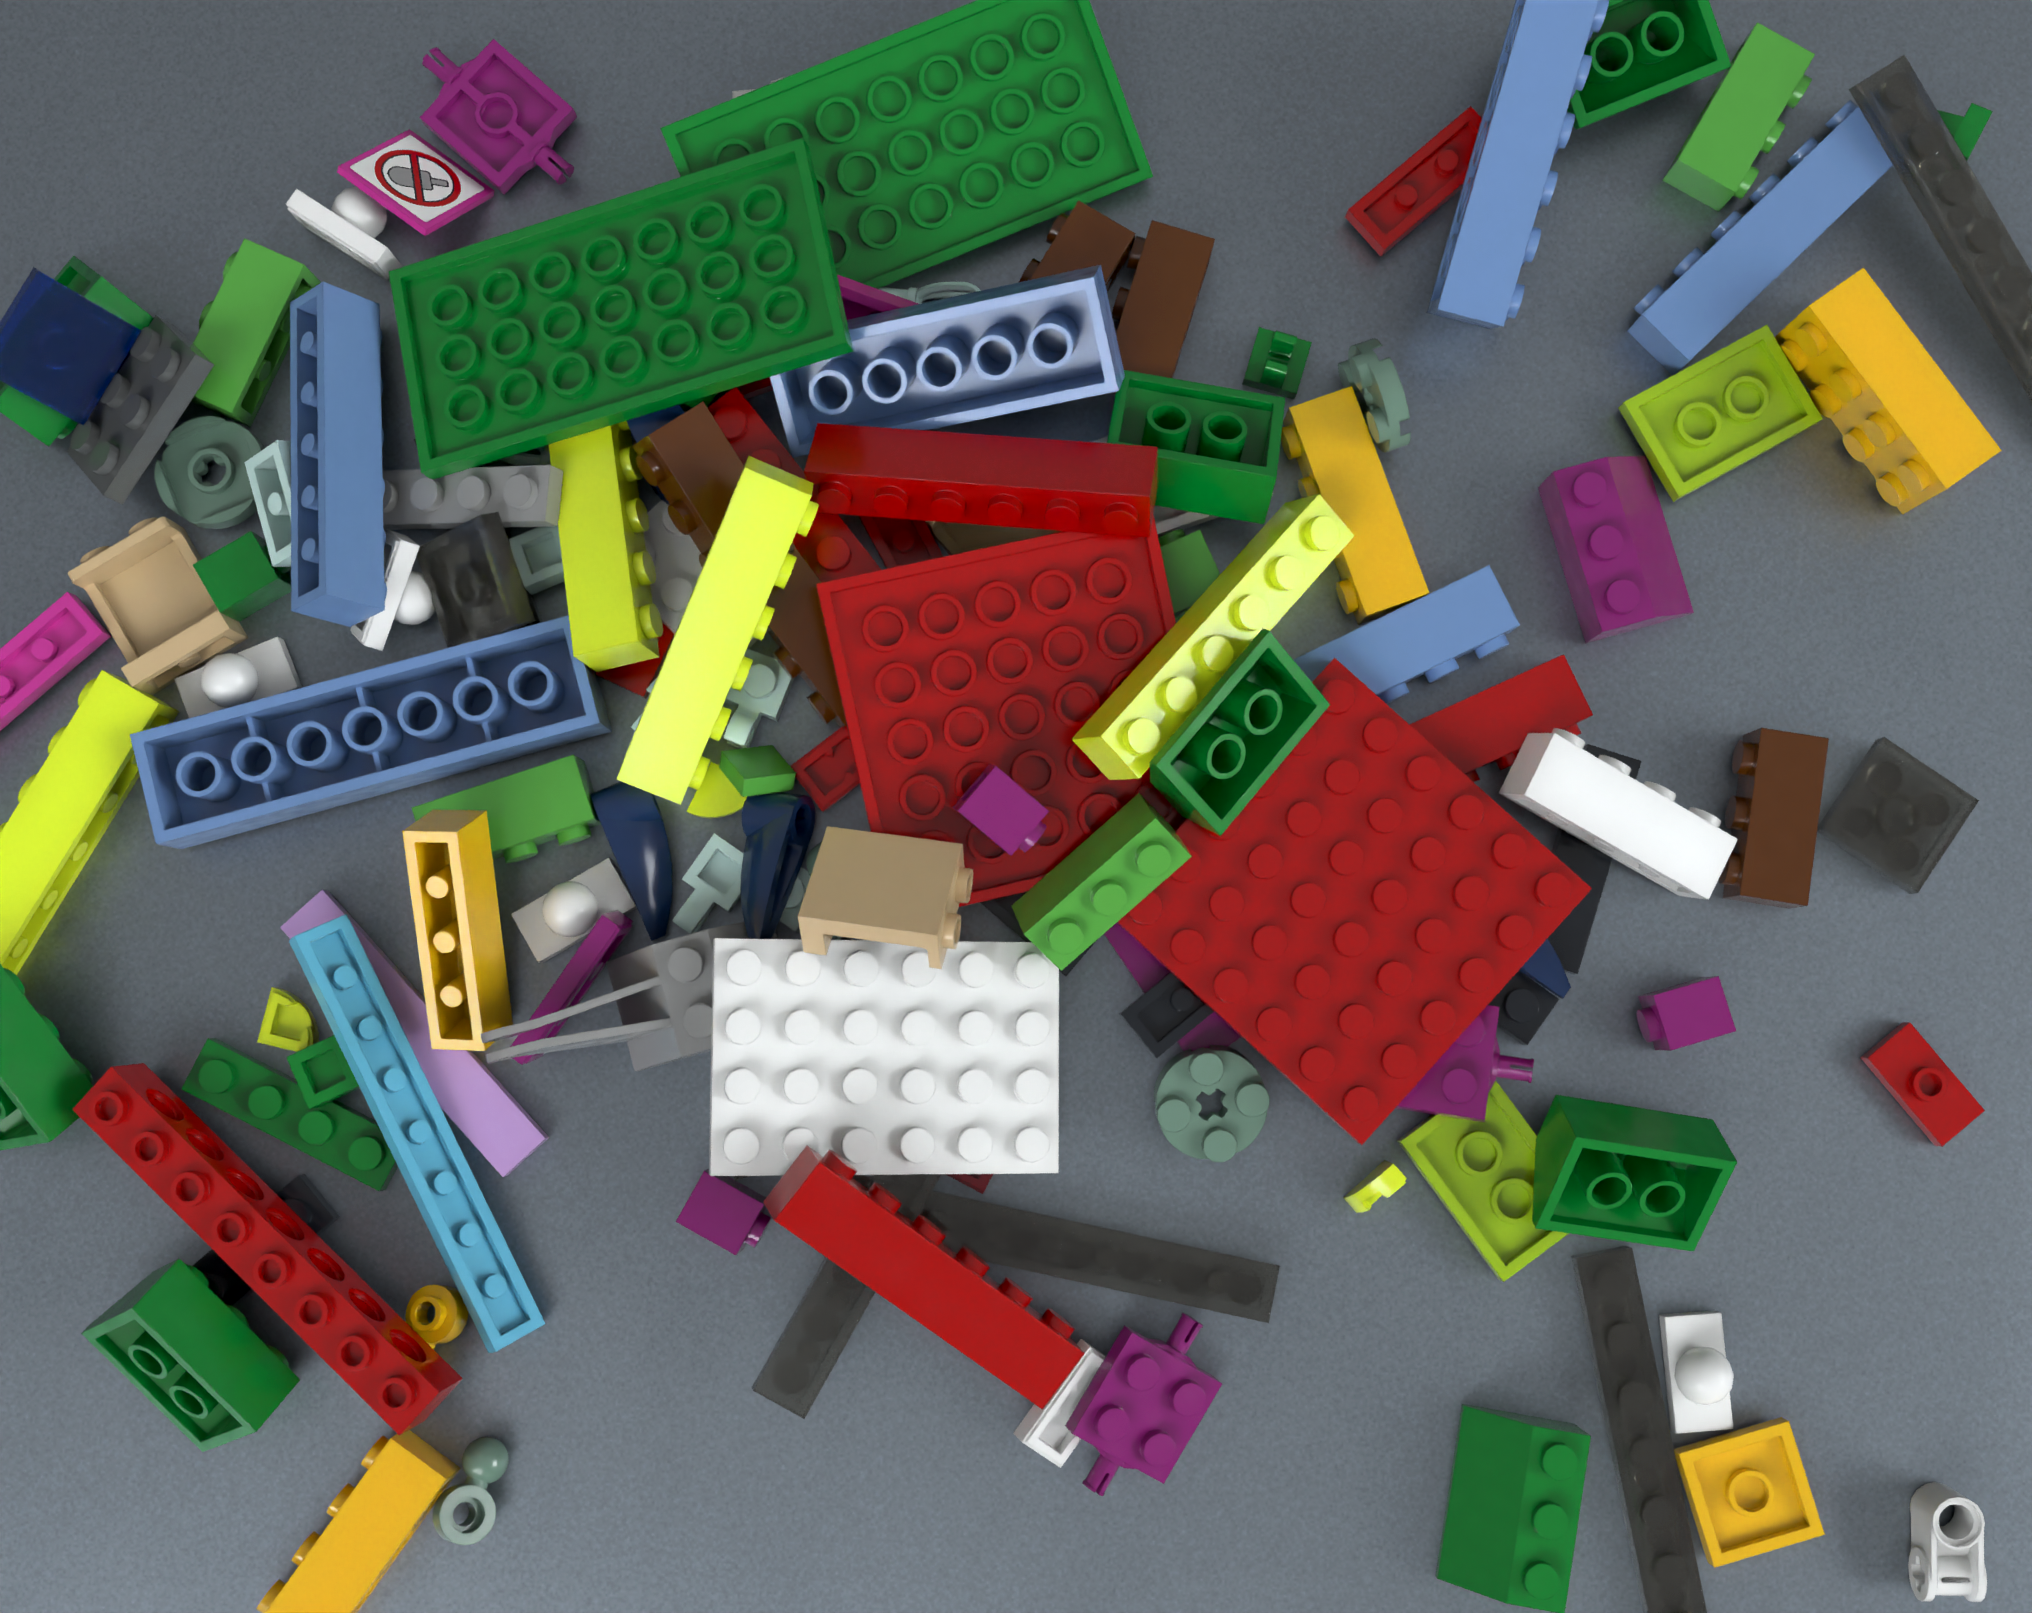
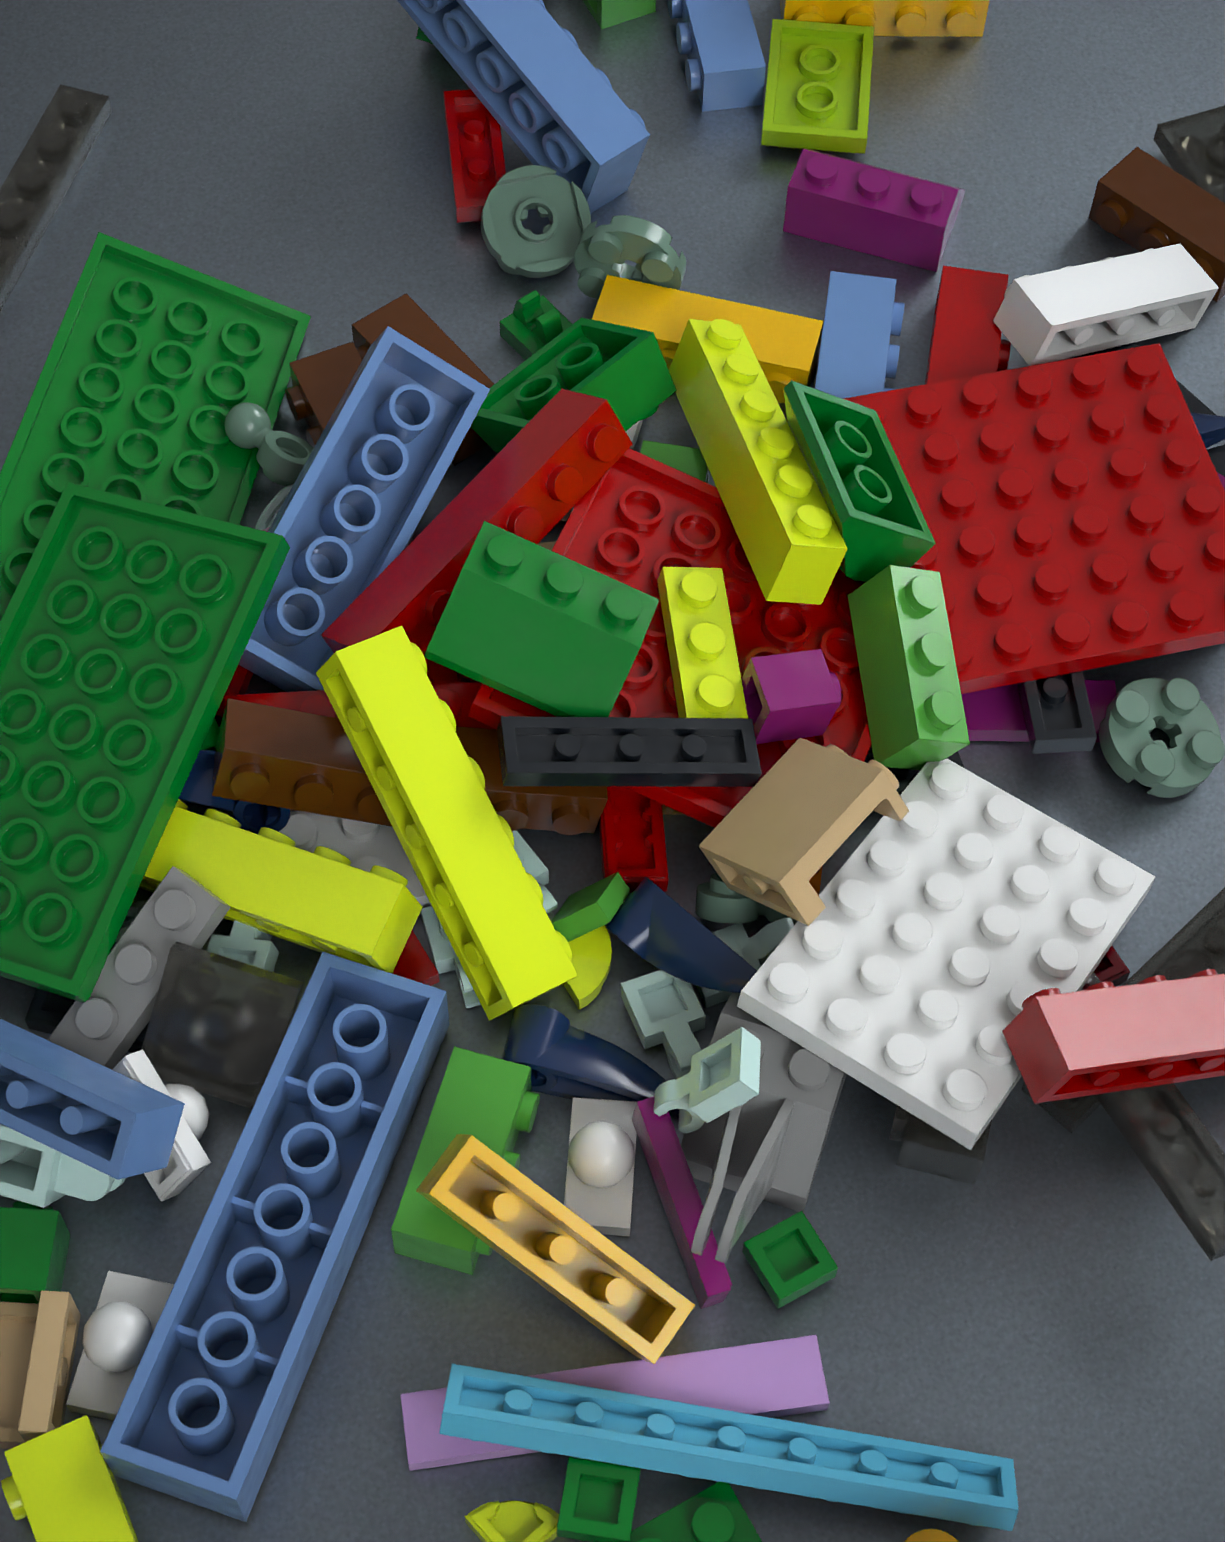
camera: 60 degrees left, 25 degrees down
(587, 1086) = (789, 1259): none -> green plate
(633, 968) = (719, 1080): none -> light aqua plate
(725, 1213) = (1004, 1204): magenta brick -> none
(854, 727) = (628, 751): none -> black plate
(902, 594) = (541, 626): none -> green slope
(998, 215) = (279, 452): none -> sand green plate
(999, 717) = (701, 643): none -> neon yellow plate
(1344, 285) = (508, 205): none -> sand green plate

